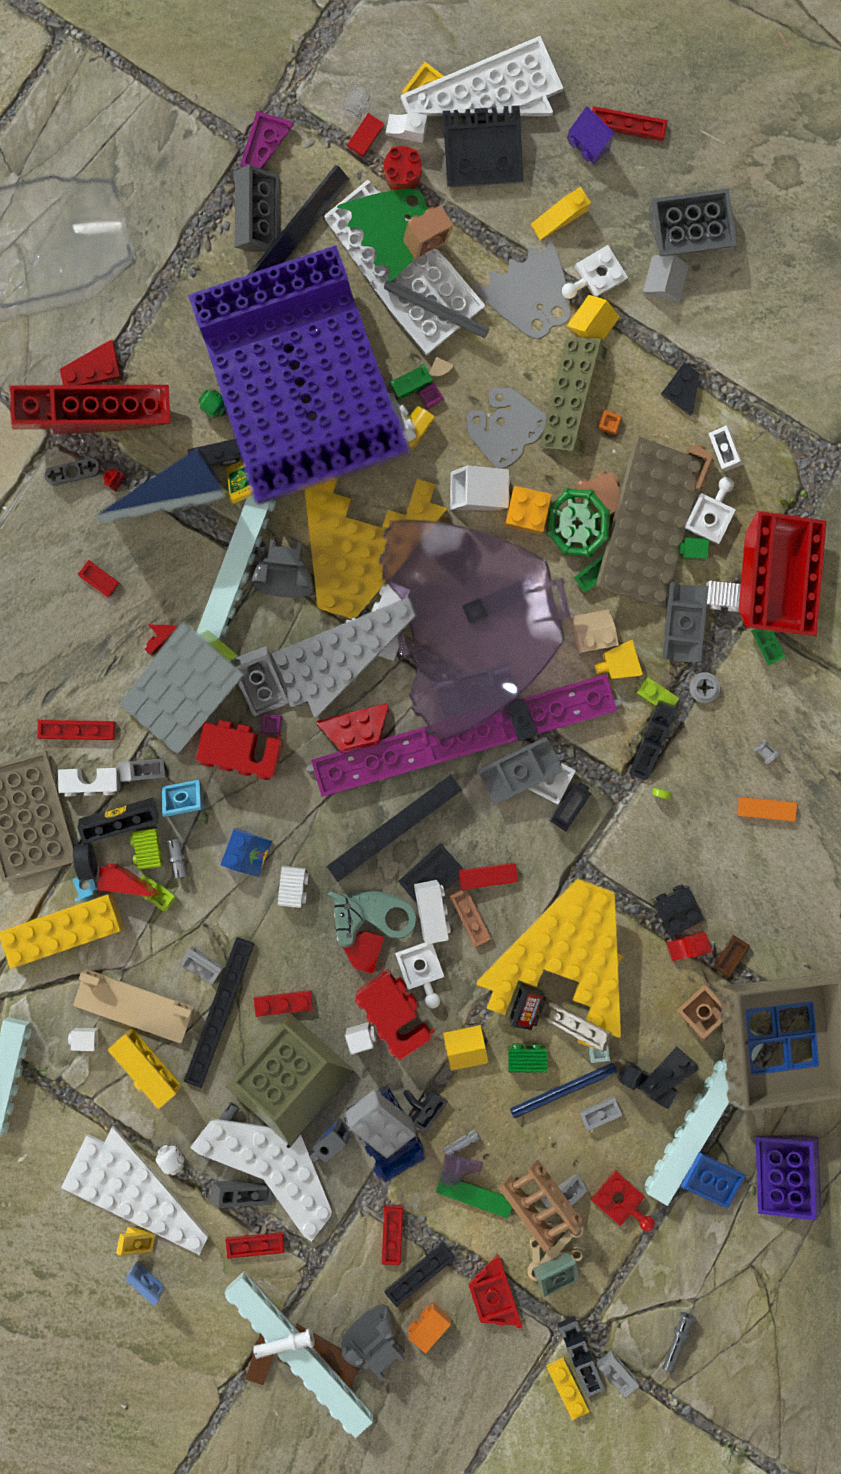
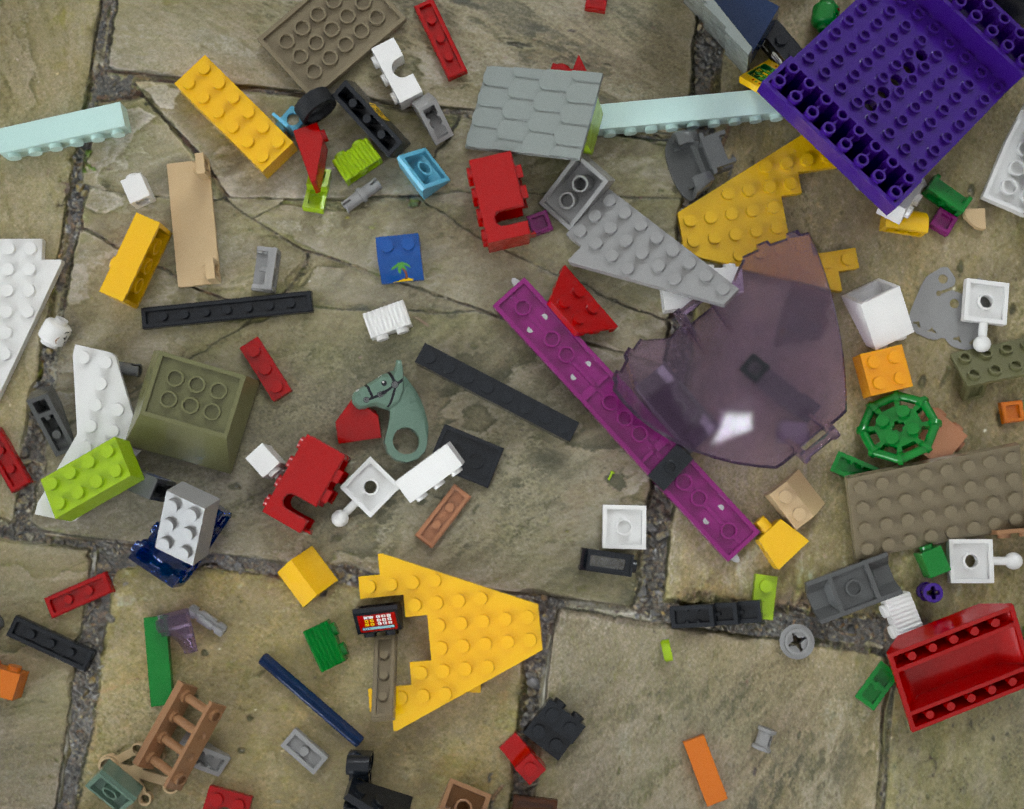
camera: 60 degrees right, 5 degrees down
(308, 1182) = (92, 479): none -> lime brick
(426, 1111) = (223, 567): black plate -> none
(488, 876) = (494, 512): red tile -> none
(493, 1296) = (63, 732): red wing -> none
(516, 411) = (974, 312): none -> white plate
(521, 770) = (619, 492): dark grey piece -> none
(598, 1056) = (363, 717): light aqua tile -> none
(723, 562) = (932, 597): none -> dark purple bush

